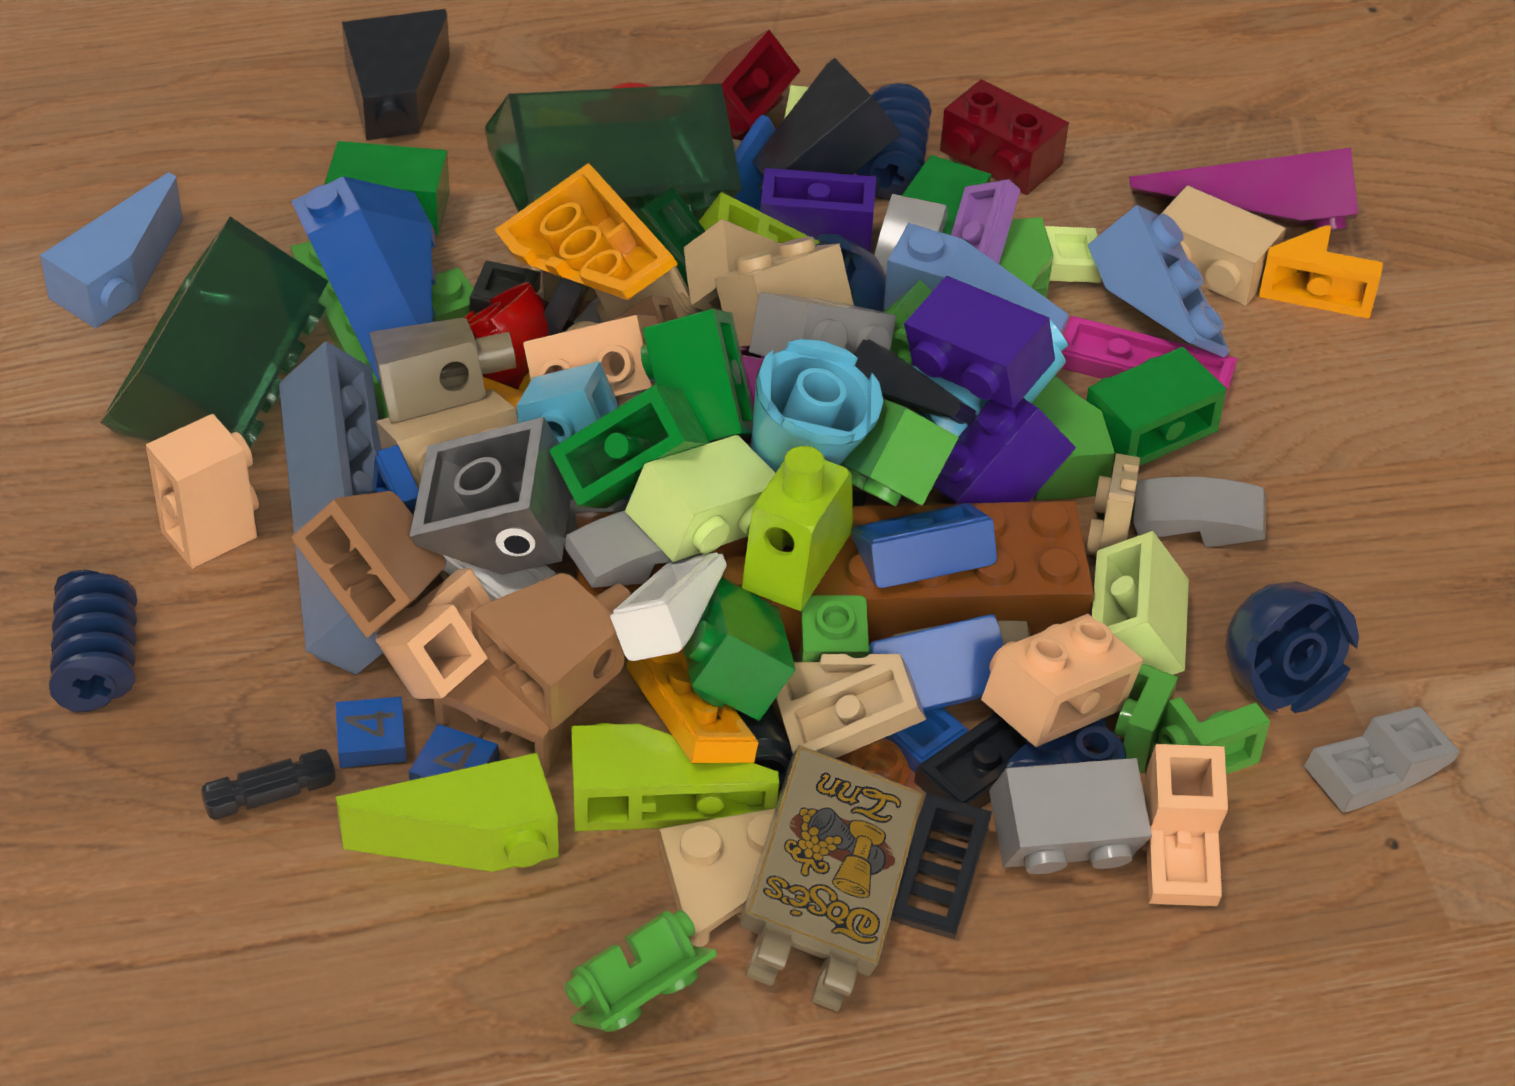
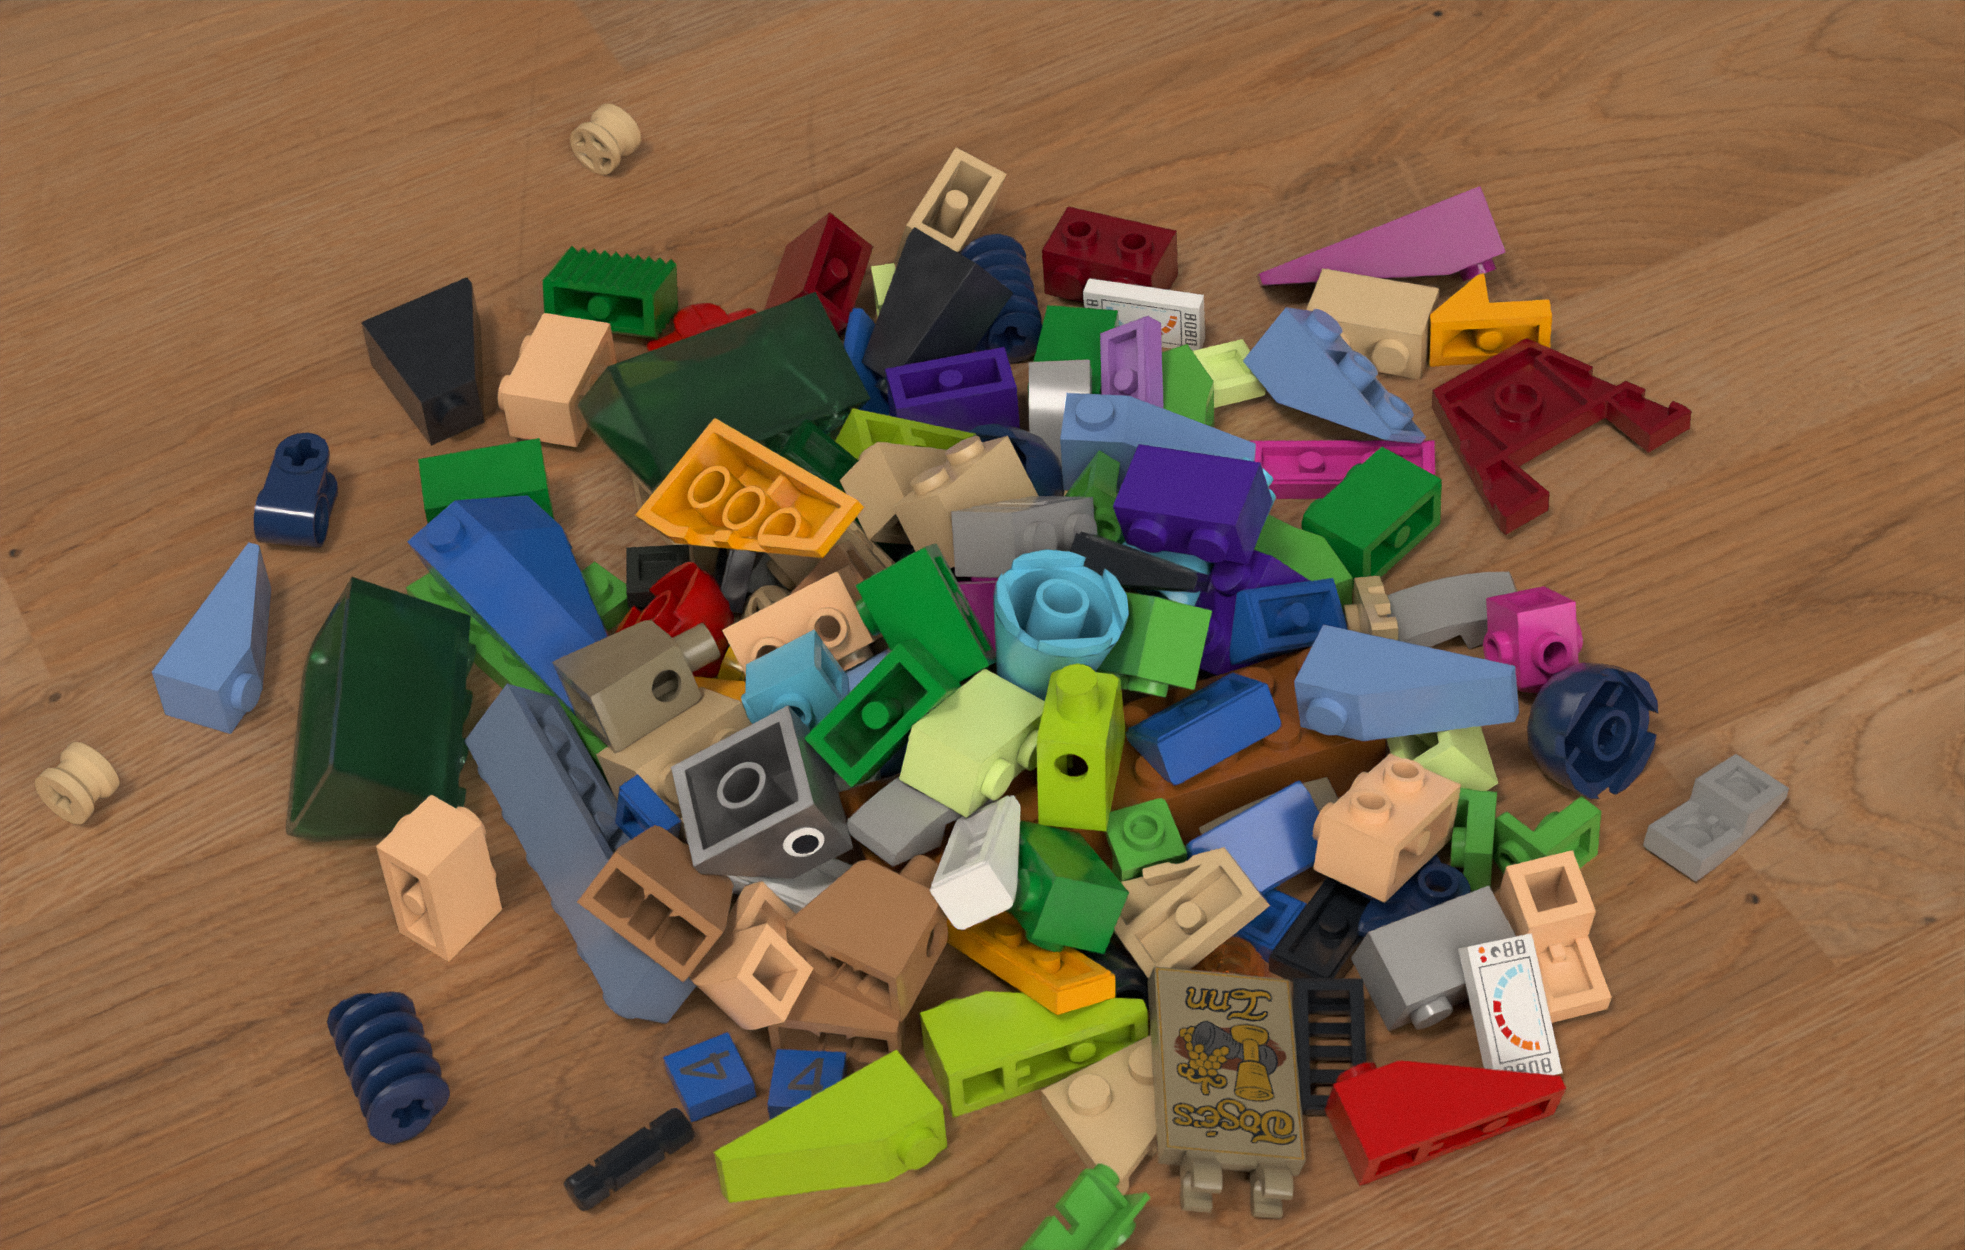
camera: 10 degrees left, 0 degrees up
(231, 147) = (297, 494): none -> dark blue piece
(466, 108) = (553, 376): none -> light nougat brick
(563, 52) = (623, 291): none -> green brick
(887, 51) = (957, 202): none -> tan brick
(1003, 950) = (1426, 1110): none -> red slope
(1036, 471) = (1282, 619): none -> blue slope
(1041, 191) = (1179, 312): none -> white tile
(1112, 556) = (1394, 688): none -> medium blue slope
(1118, 880) = (1510, 1006): none -> white tile
(1261, 547) = (1534, 633): none -> dark pink brick
(1336, 349) = (1528, 404): none -> dark red wing

